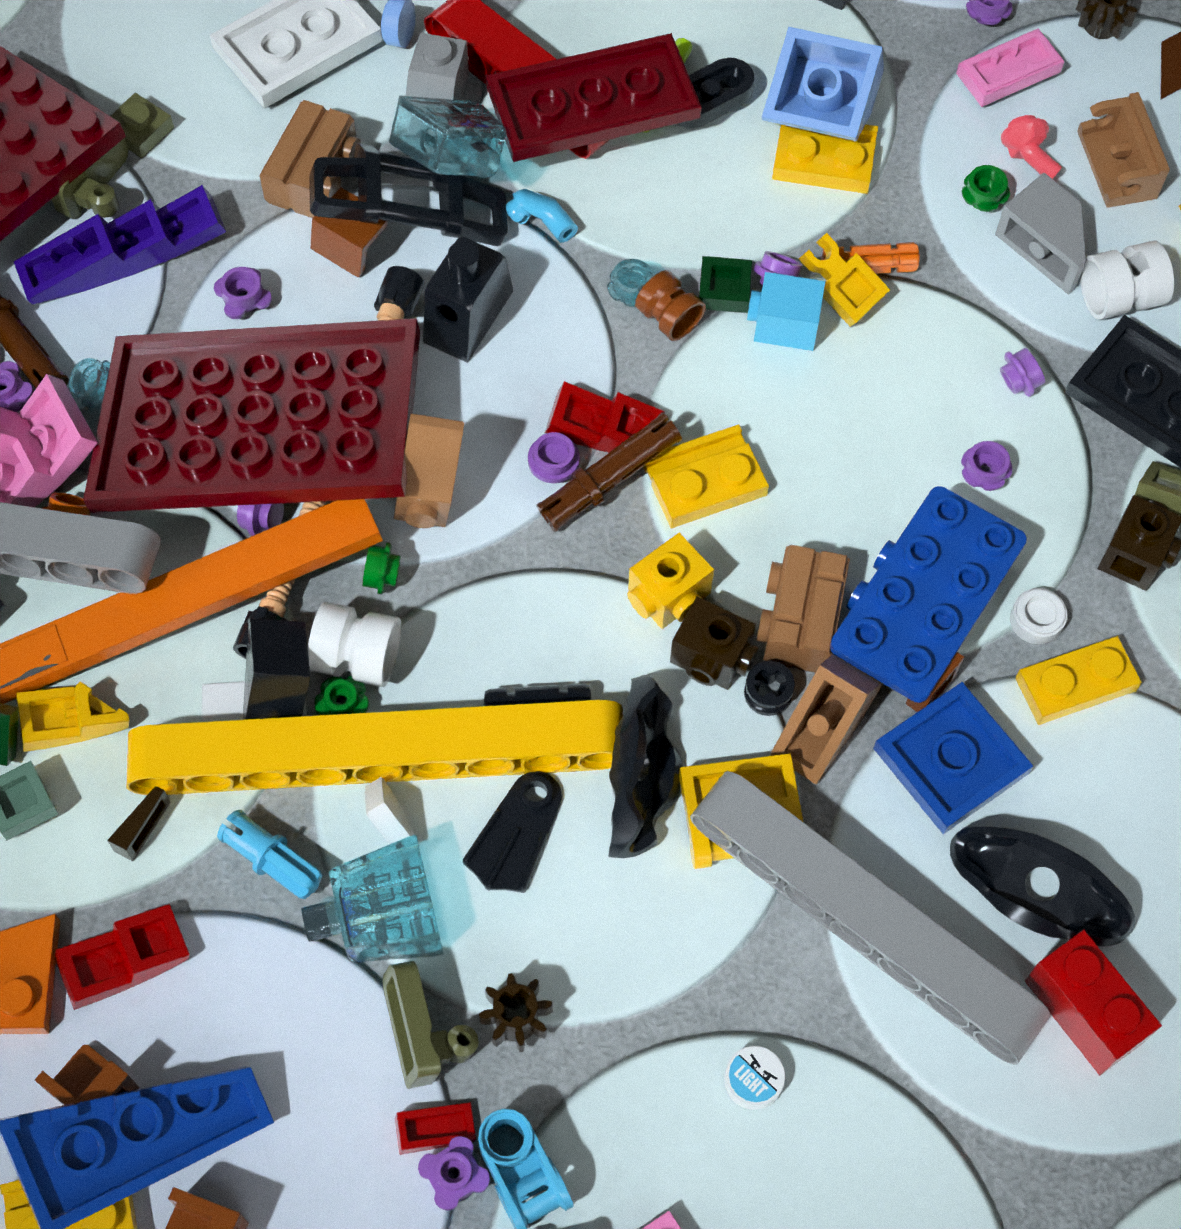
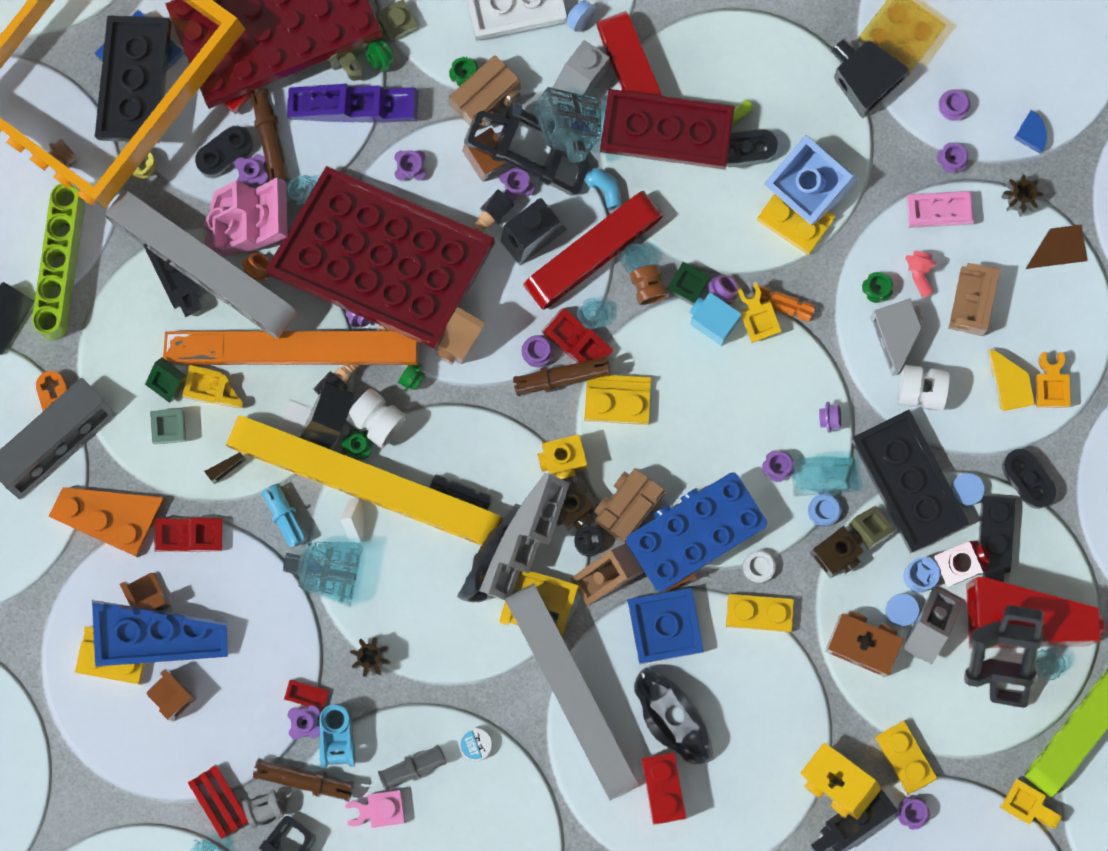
camera: 30 degrees right, 15 degrees up
(132, 170) = (379, 55): none -> green plate
(258, 140) = (458, 66): none -> green plate
(411, 244) = (516, 174): none -> medium lavender plate
(418, 1048) = (314, 653): olive piece -> none
(515, 835) = (416, 560): black piece -> none
(564, 296) = (593, 250): none -> red beam
(608, 387) = (589, 321): none -> clear light blue plate
(671, 1162) = (412, 767): none -> dark grey pin
(676, 691) = (530, 526): none -> light grey slope
(1055, 452) = (823, 475): none -> clear light blue slope
(1084, 500) = (824, 510): none -> light blue tile

